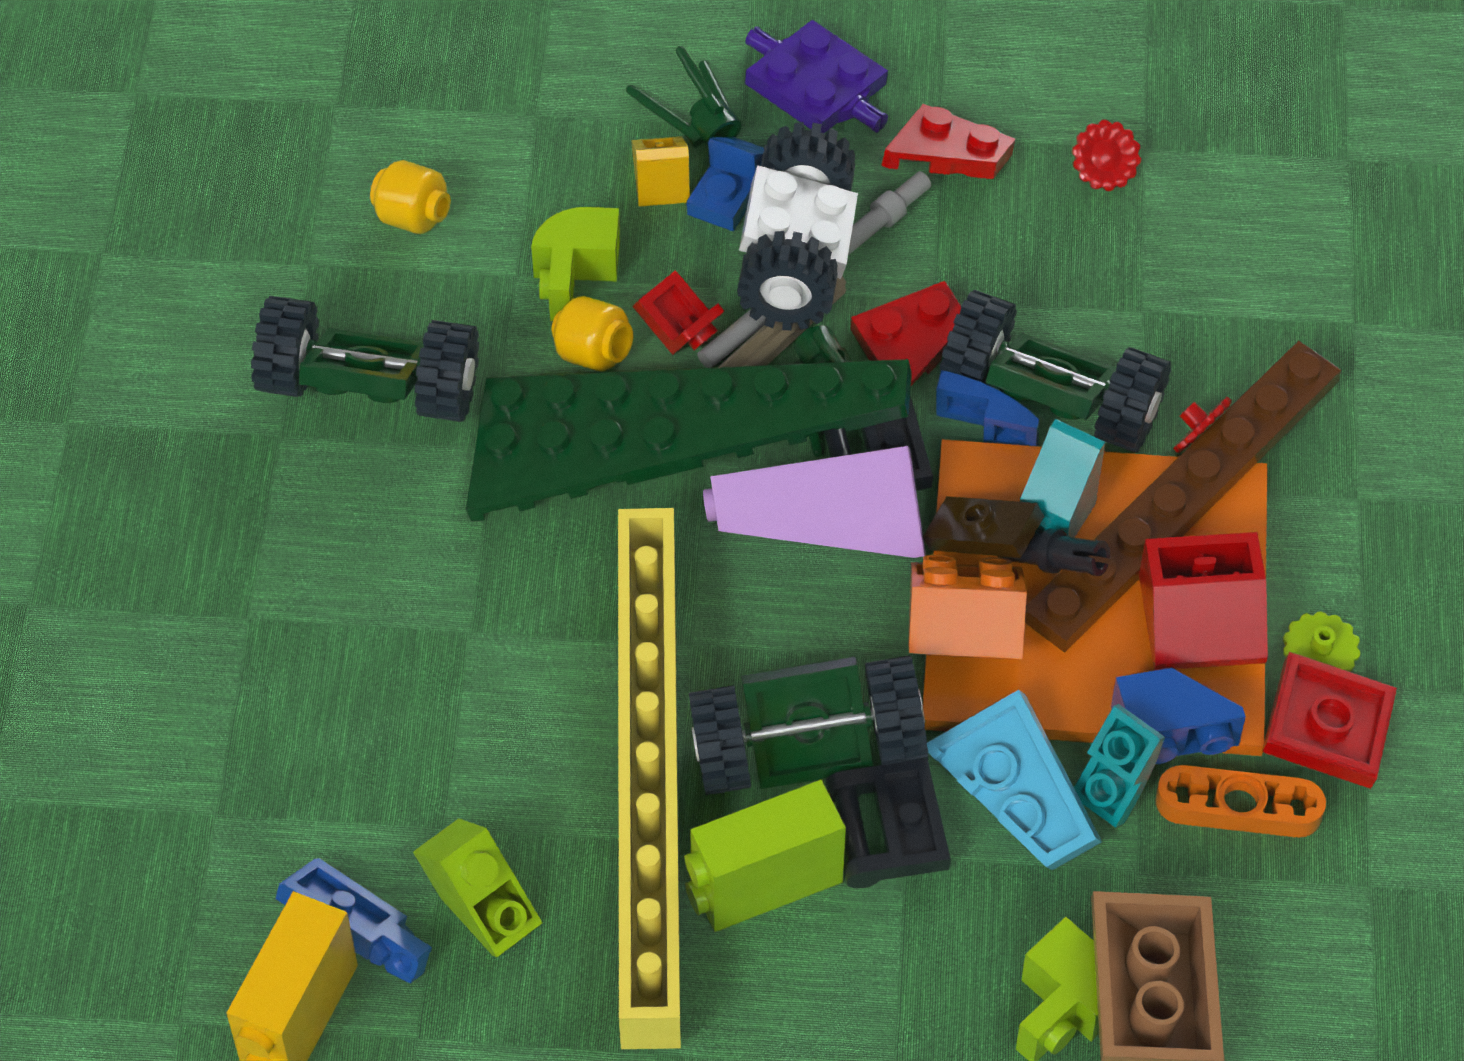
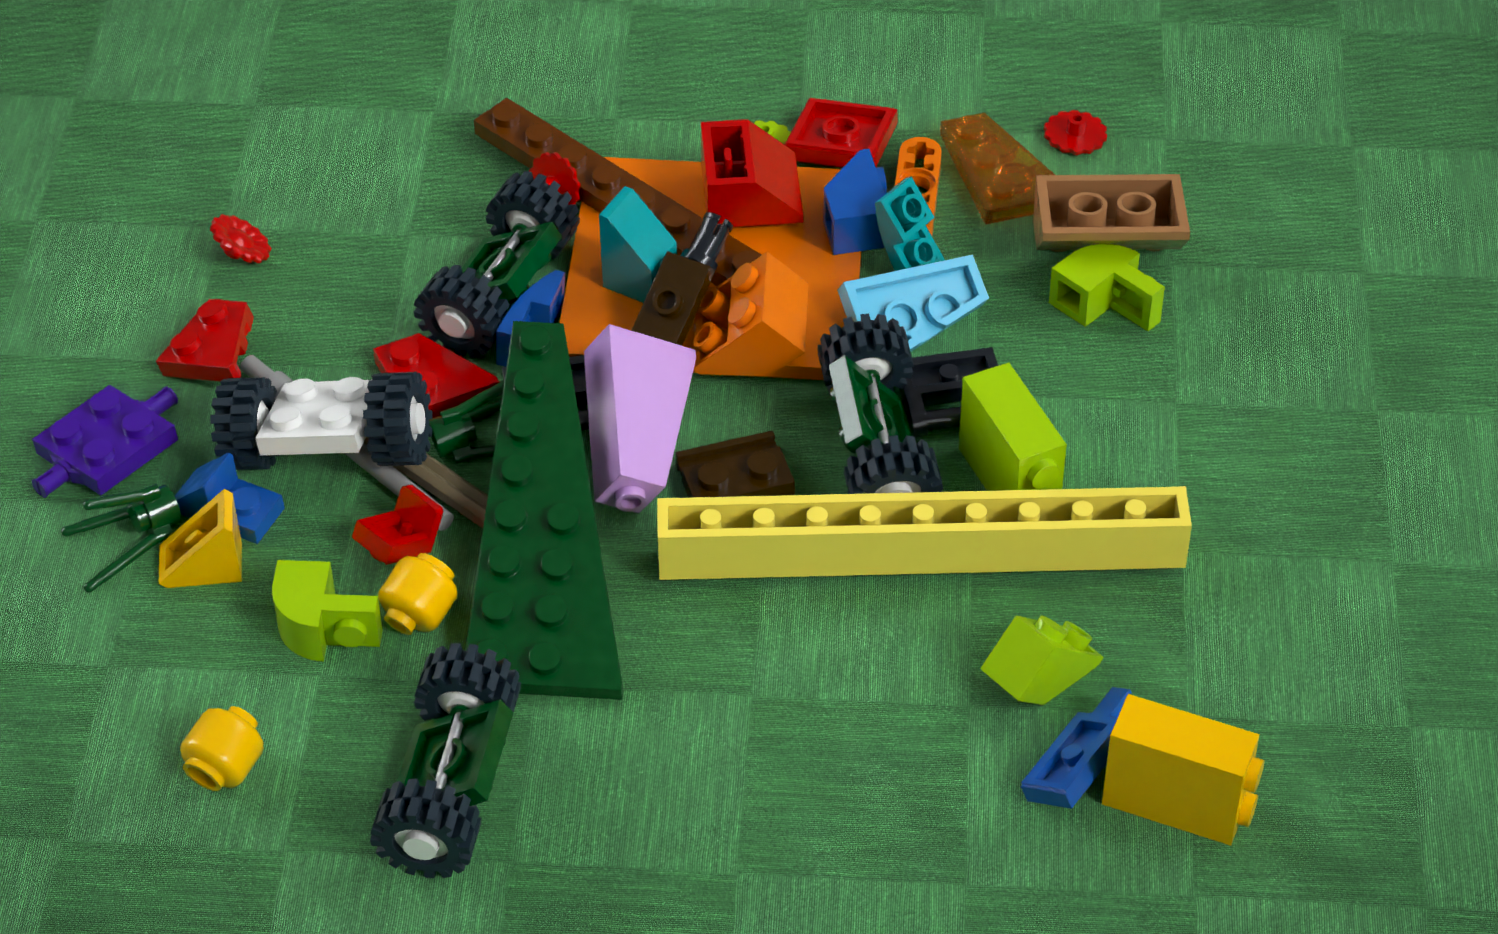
camera: 90 degrees left, 10 degrees down
(770, 613) = (736, 468): none -> dark brown plate
(1283, 895) = (993, 167): none -> clear orange wing
(1372, 990) = (1075, 132): none -> red piece

